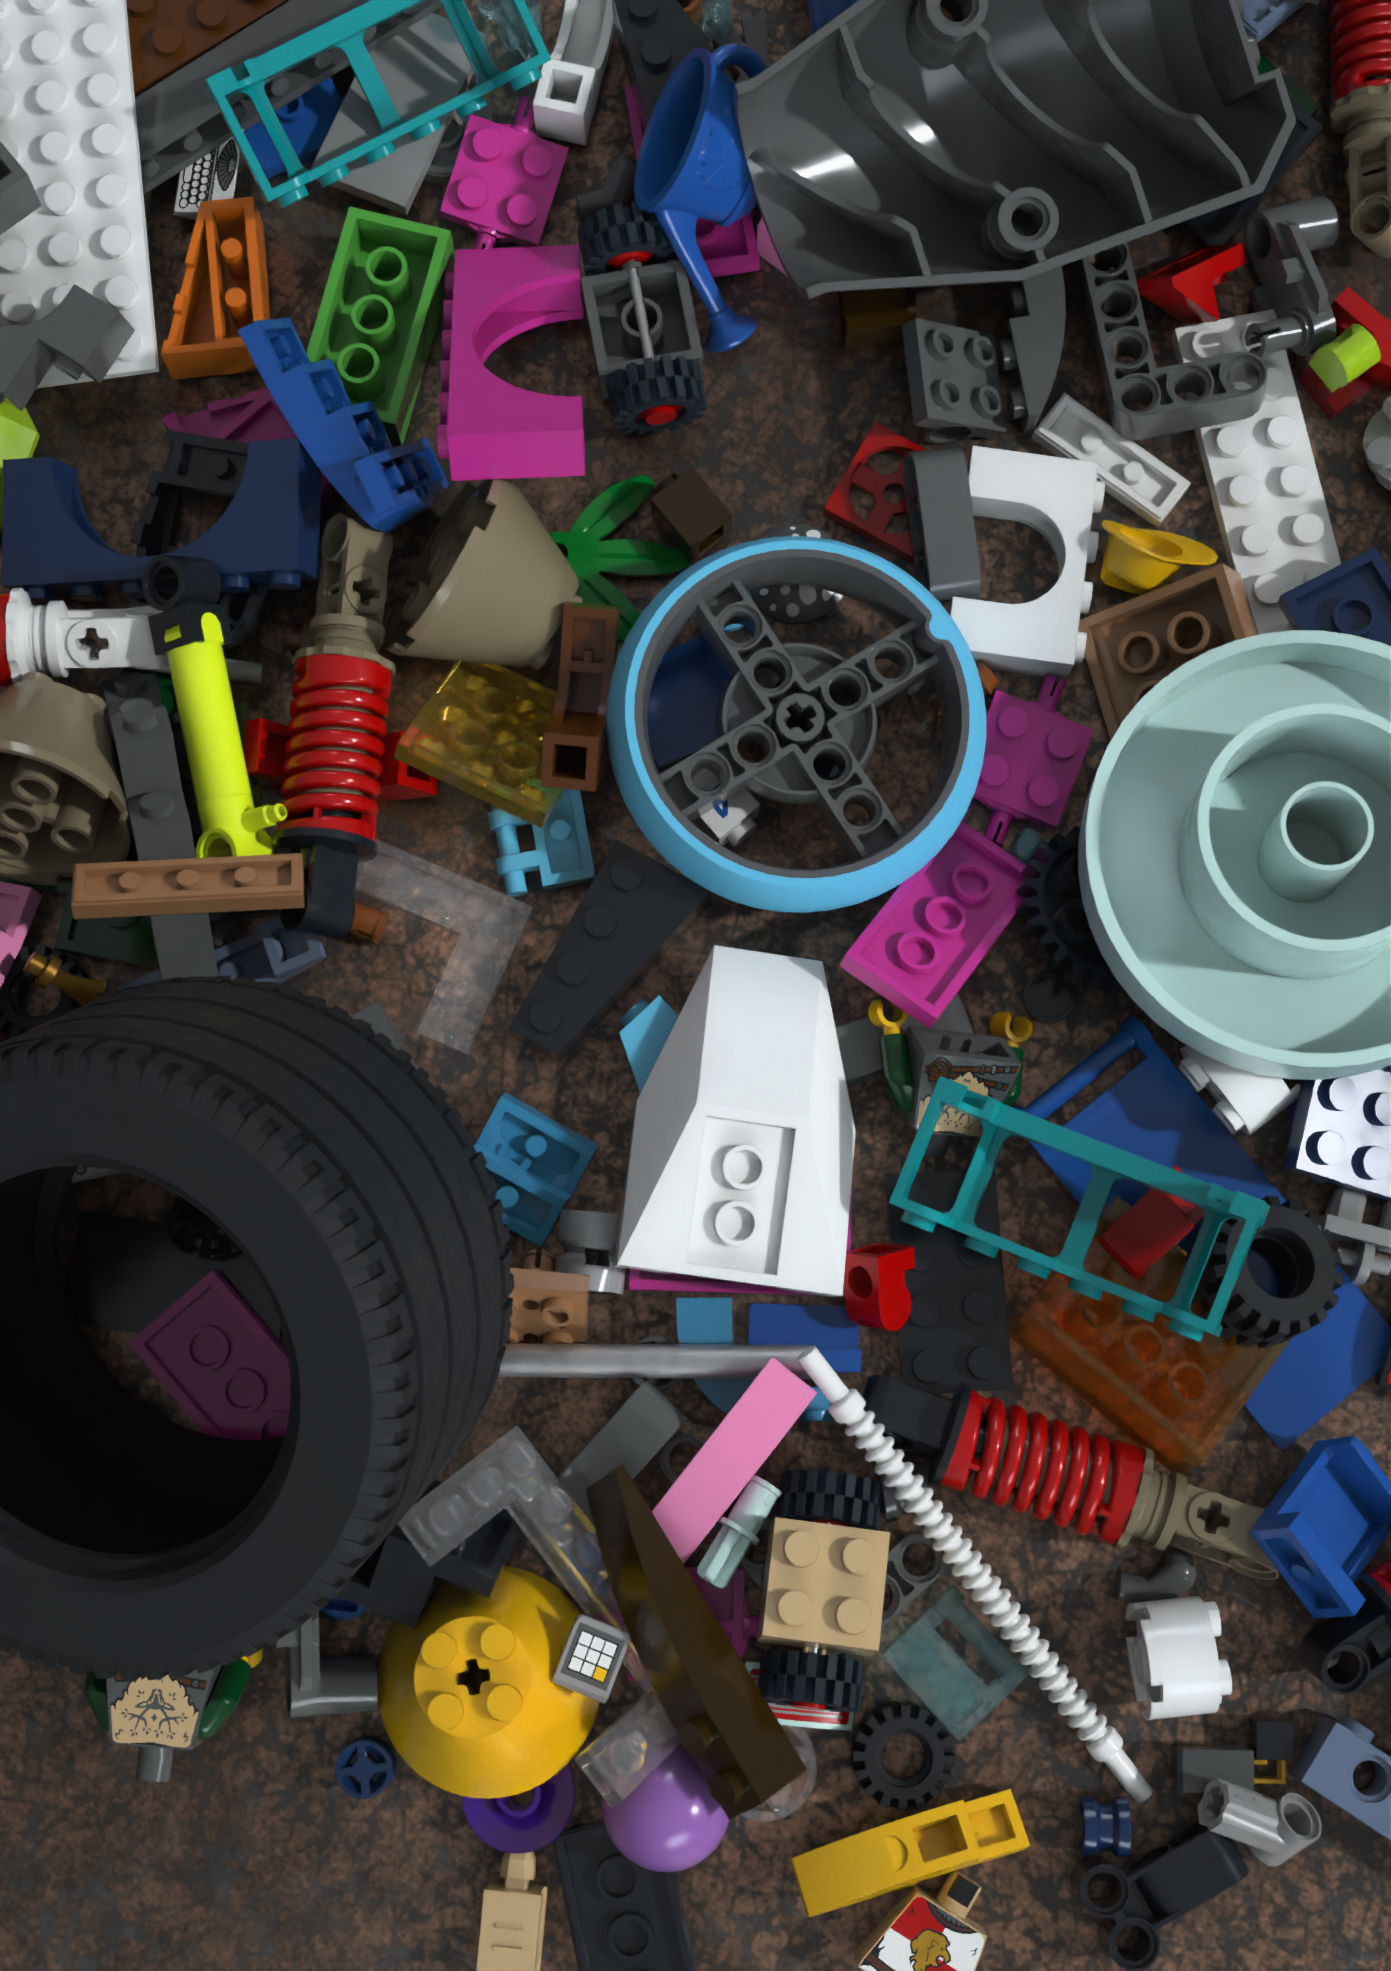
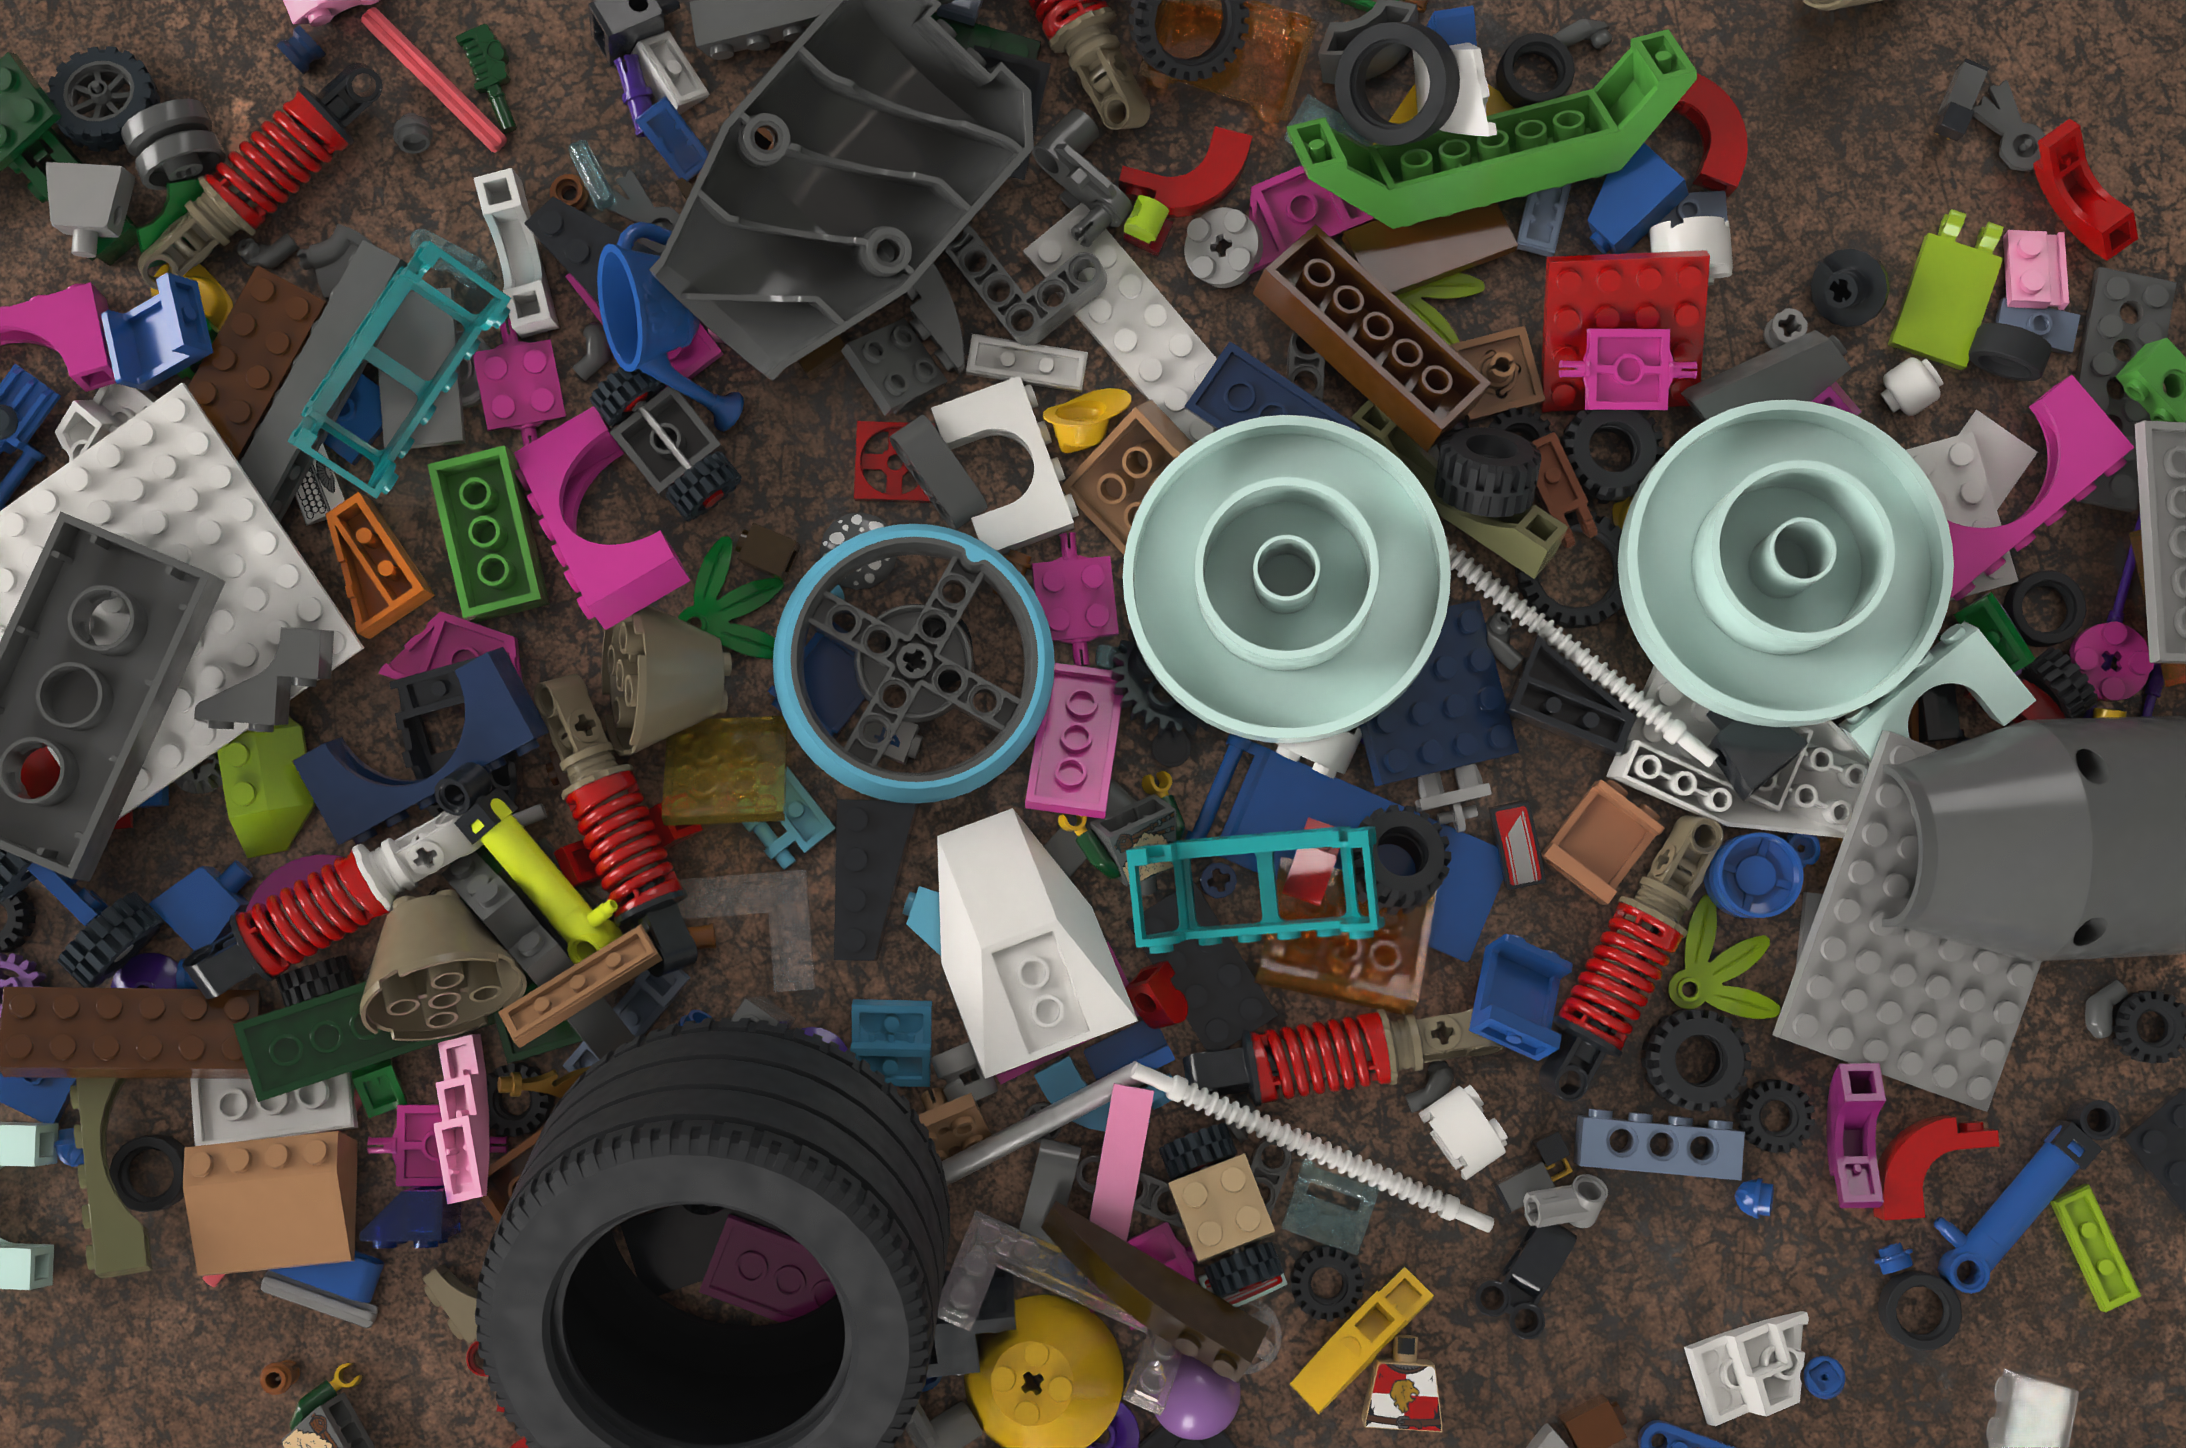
camera: 25 degrees left, 5 degrees up
(342, 438) = (511, 630): blue slope -> none
(576, 736) = (775, 748): reddish brown arch -> none
(591, 1658) = (1099, 1331): slope -> none
(738, 1532) = (1150, 1202): light aqua axle -> none
(1038, 1174) = (1228, 886): none -> dark blue bush
(1104, 1826) = (1474, 1258): dark blue wheel -> none
(1187, 284) = (1014, 215): red slope -> none

